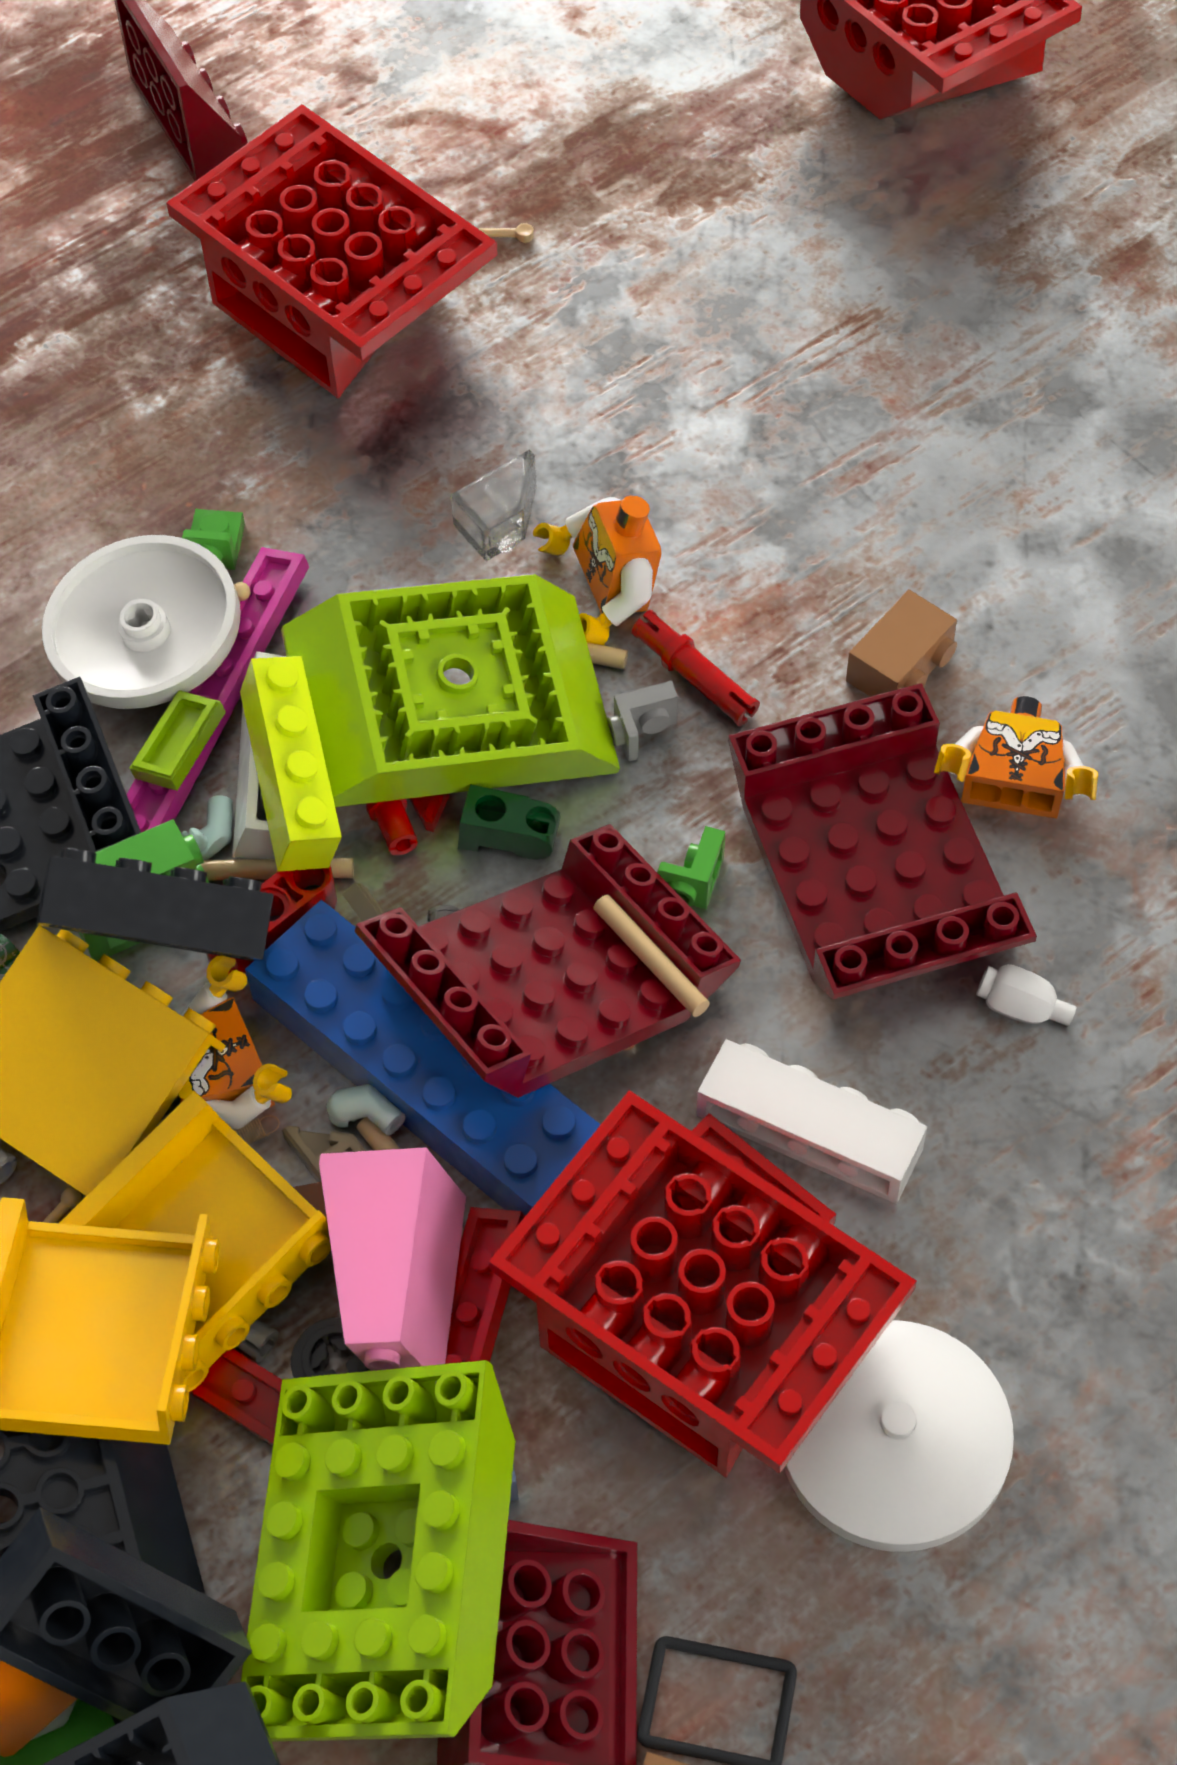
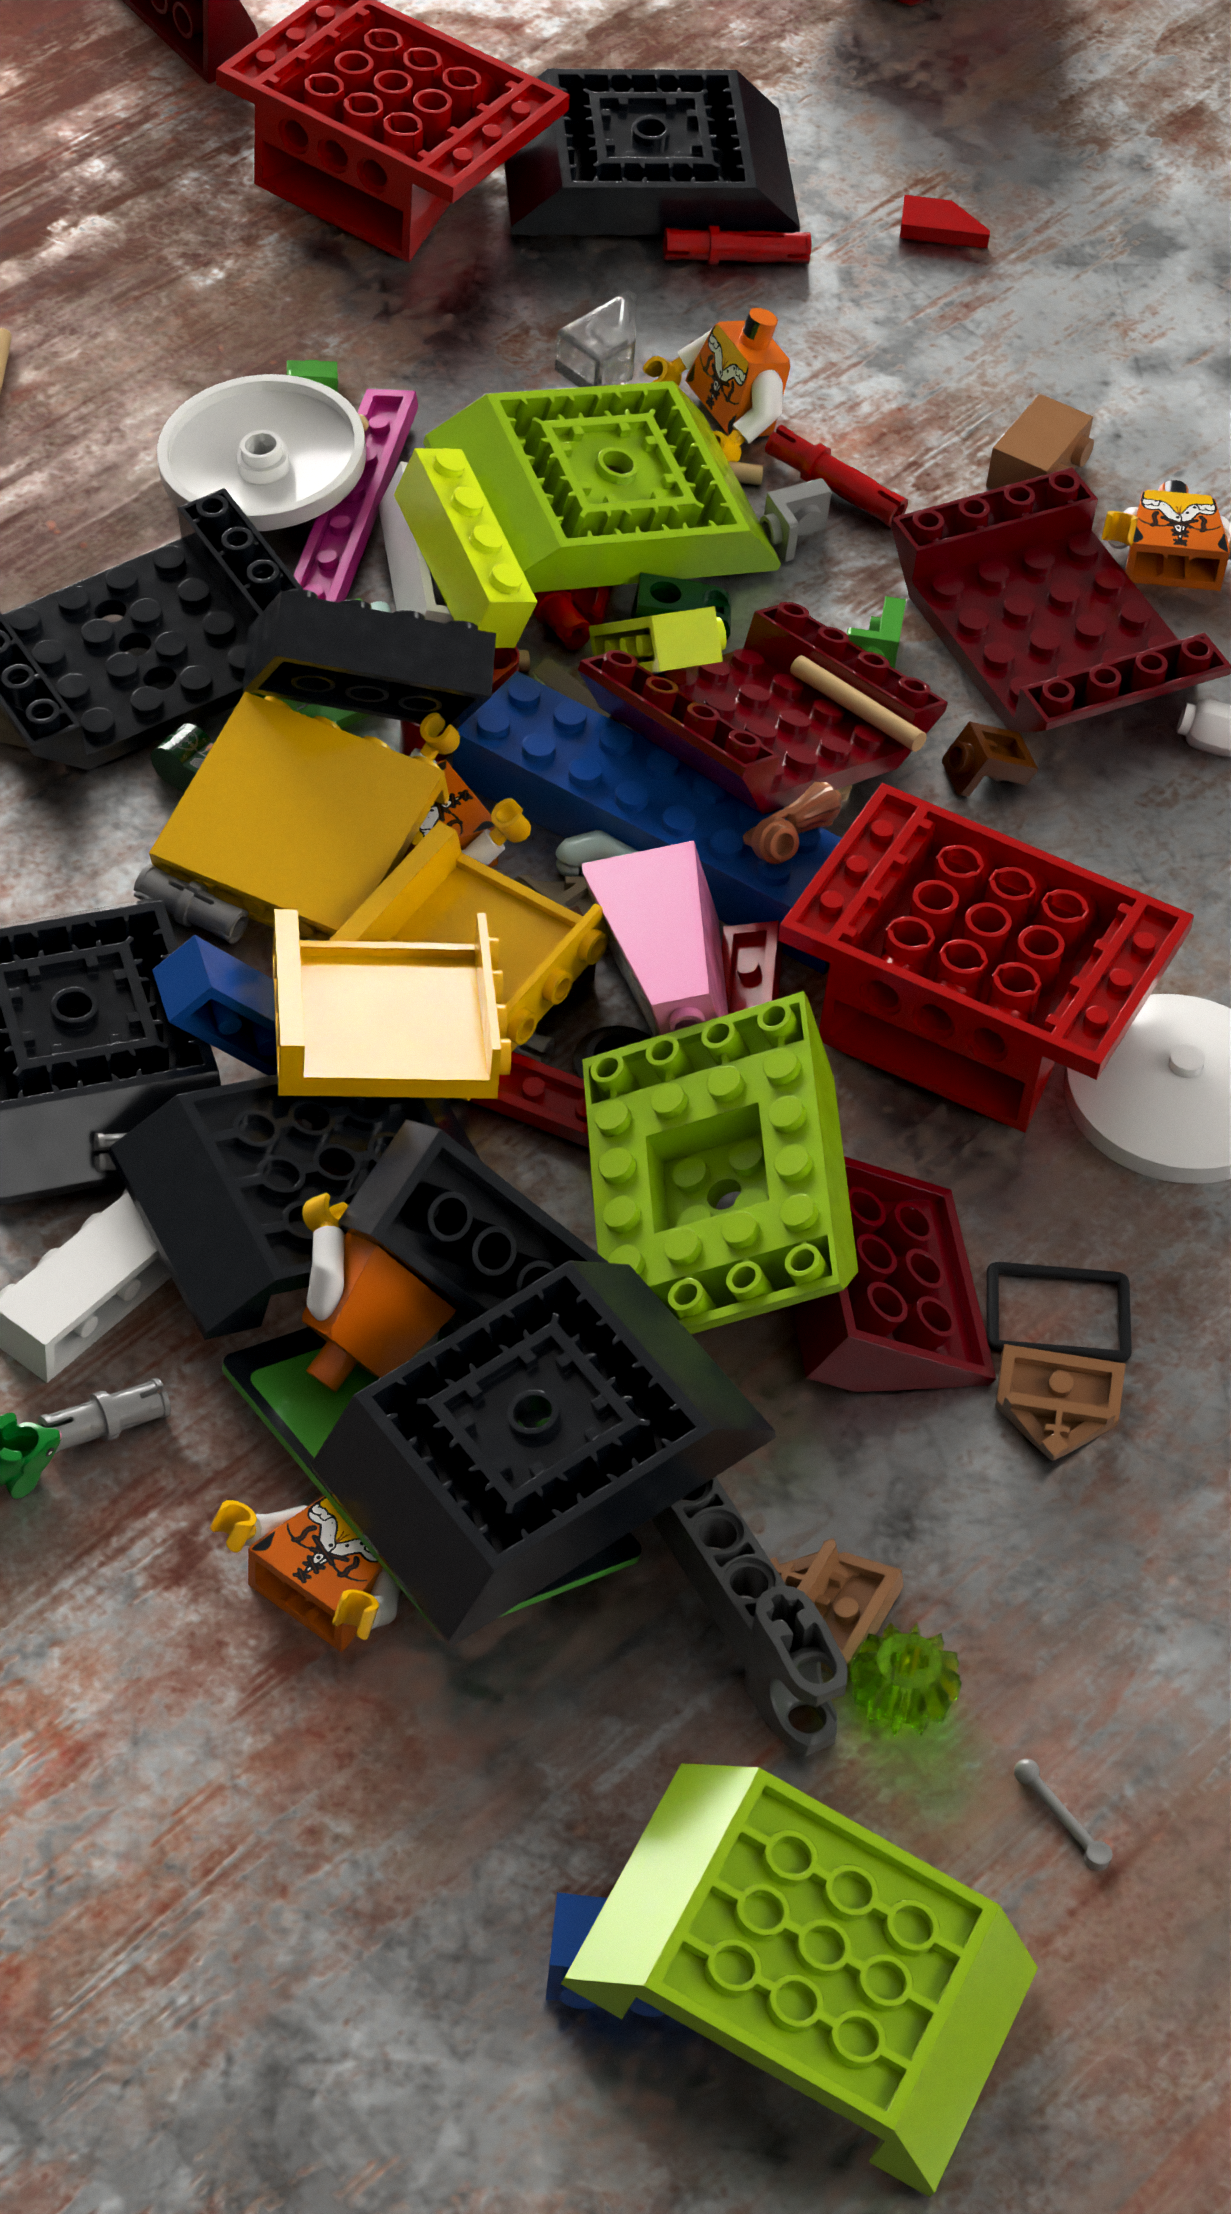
camera: 15 degrees left, 10 degrees down
(177, 740) = (329, 549): lime tile -> none
(456, 888) = (665, 639): none -> neon yellow brick
(522, 1134) = (778, 839): none -> nougat piece
(640, 315) = (653, 156): none -> black slope
(649, 392) = (736, 245): none -> red pin
(779, 1015) = (990, 753): none -> reddish brown bracket
(812, 1120) = (1074, 832): white brick -> none
(859, 370) = (941, 223): none -> red tile

